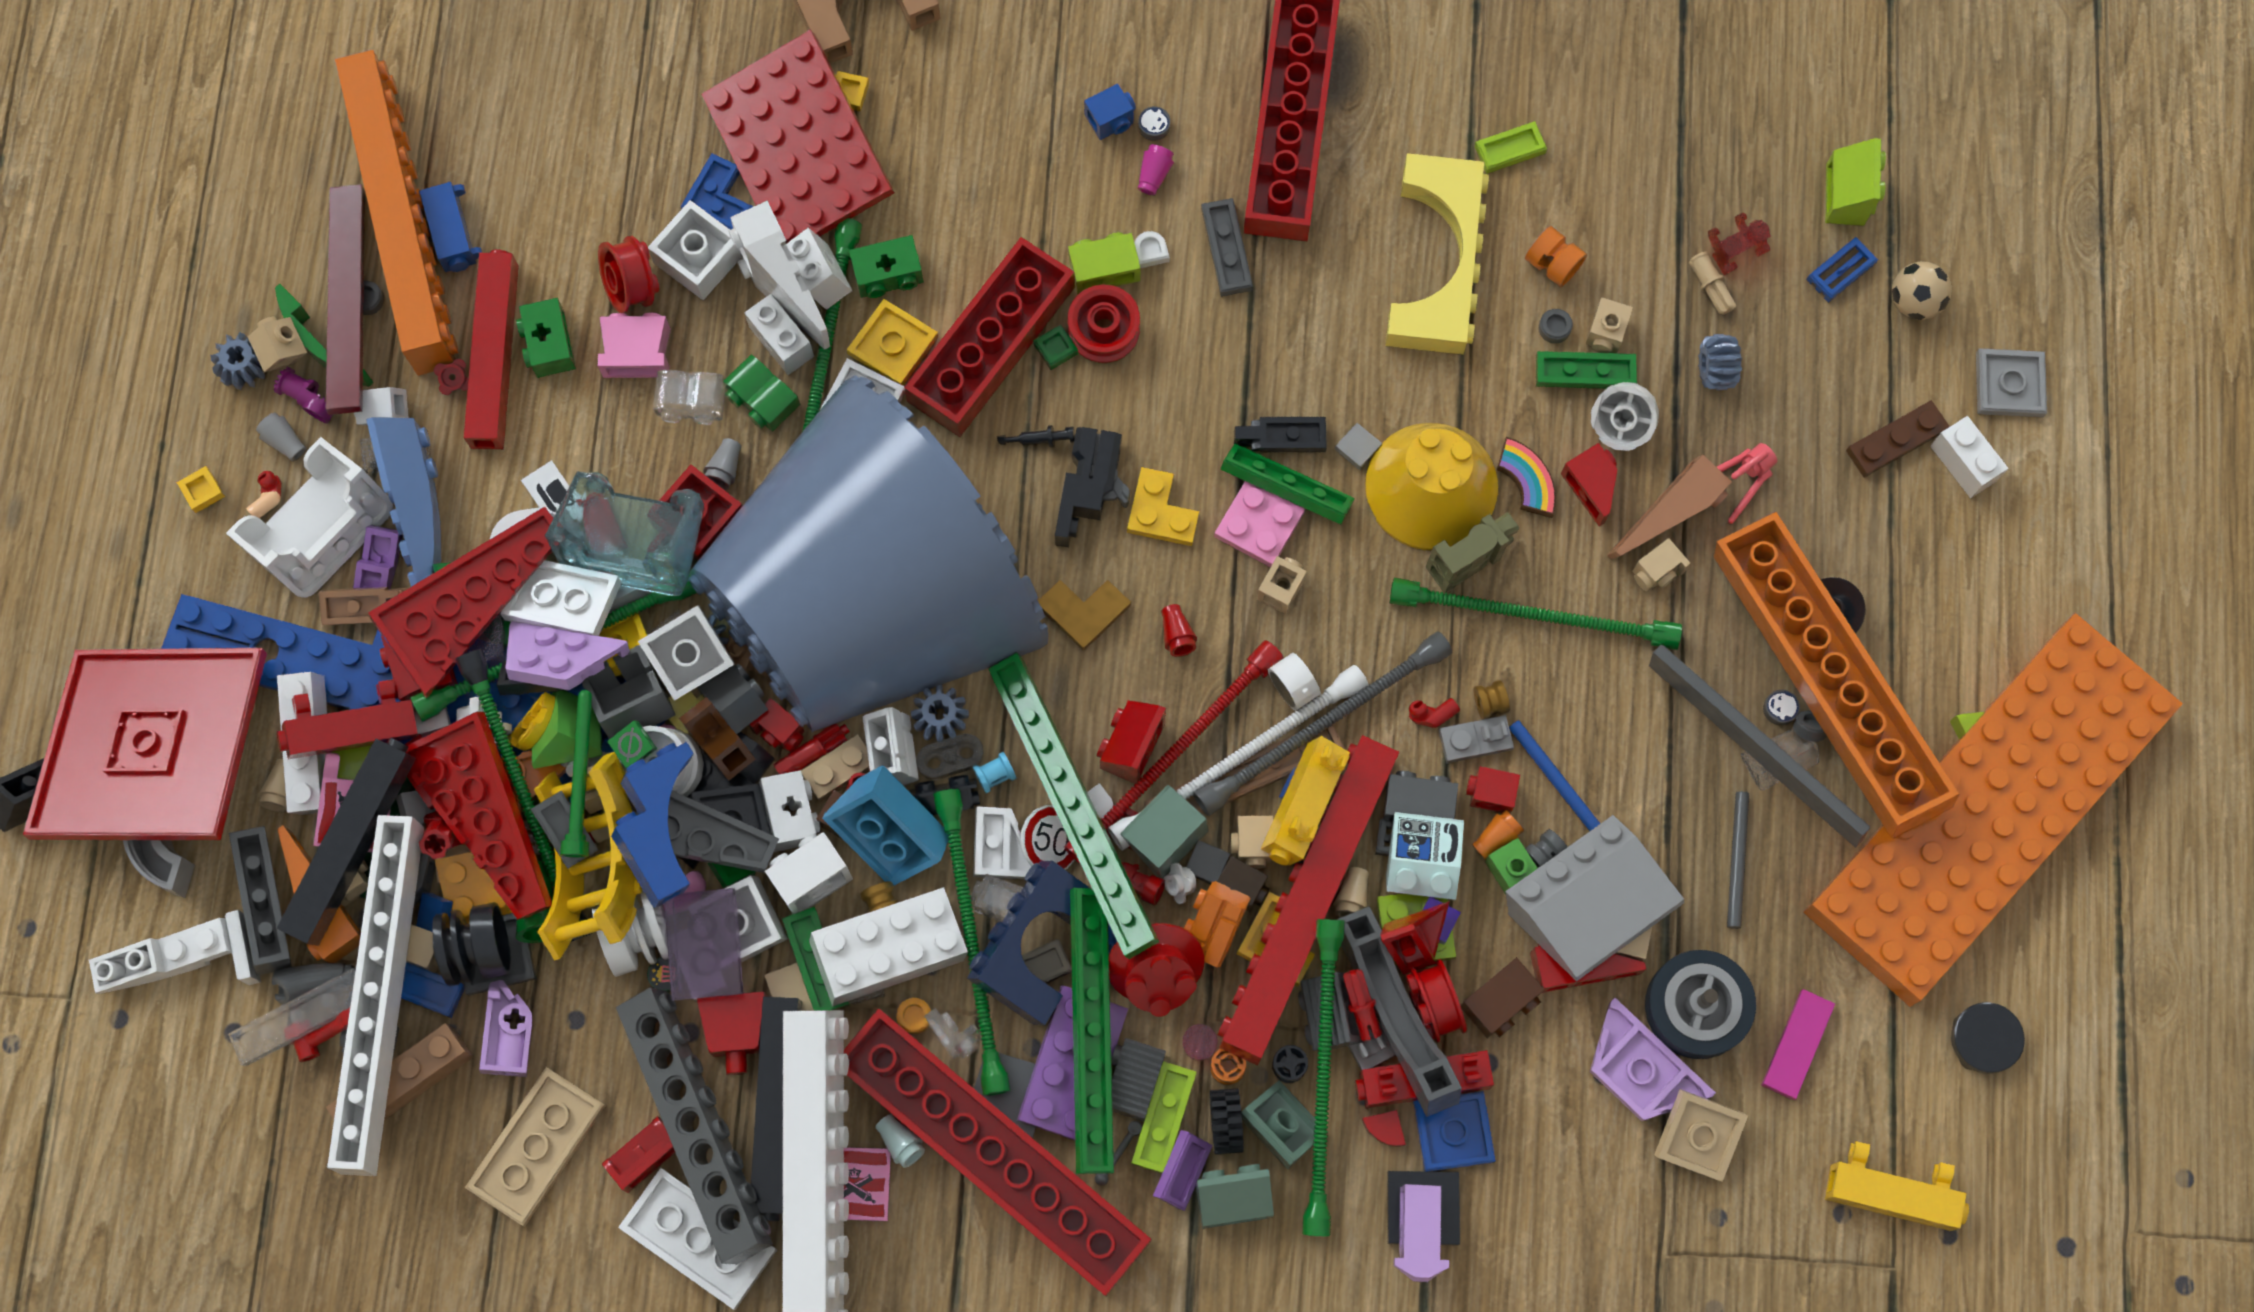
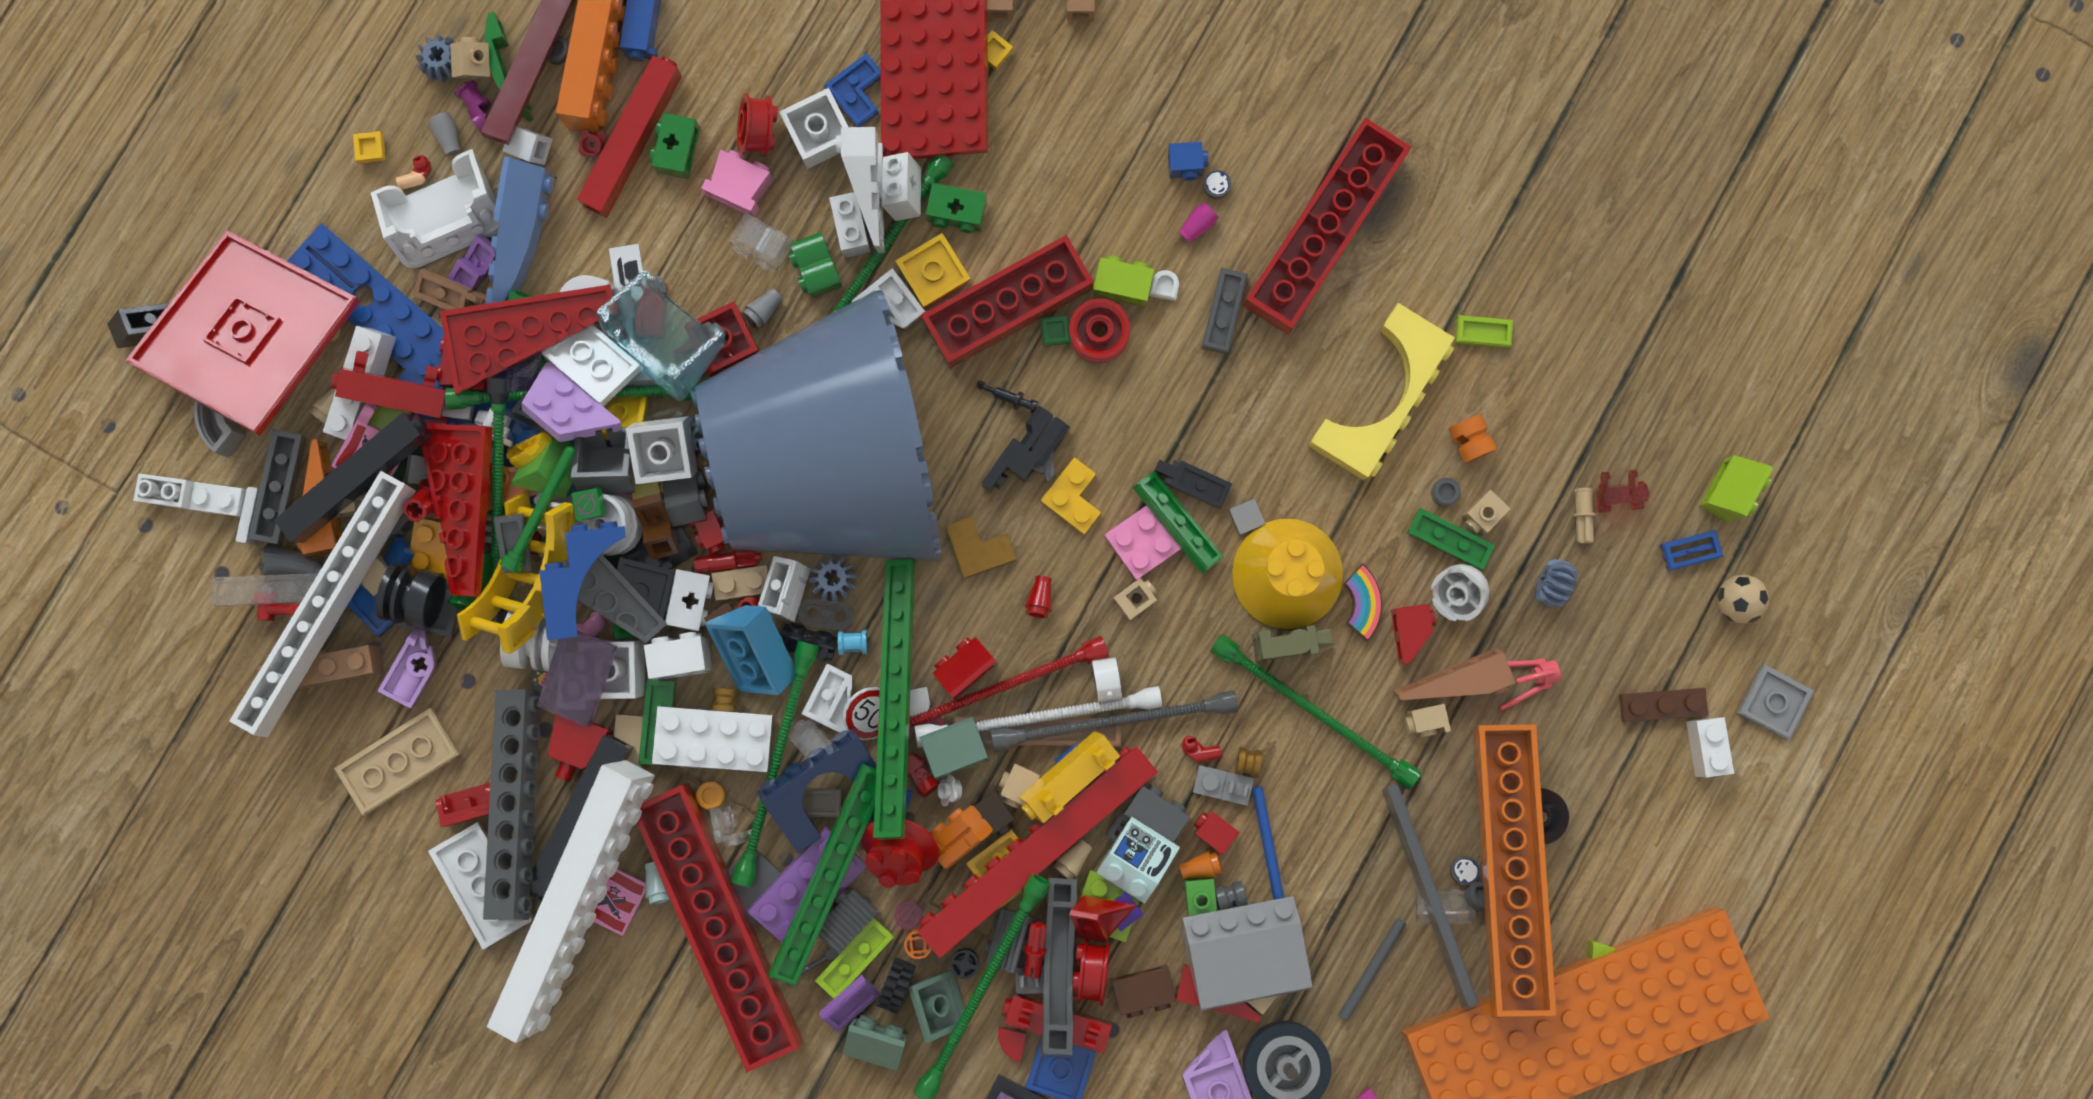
camera: 25 degrees right, 10 degrees up
(1207, 862) = (977, 784): dark grey tile -> none

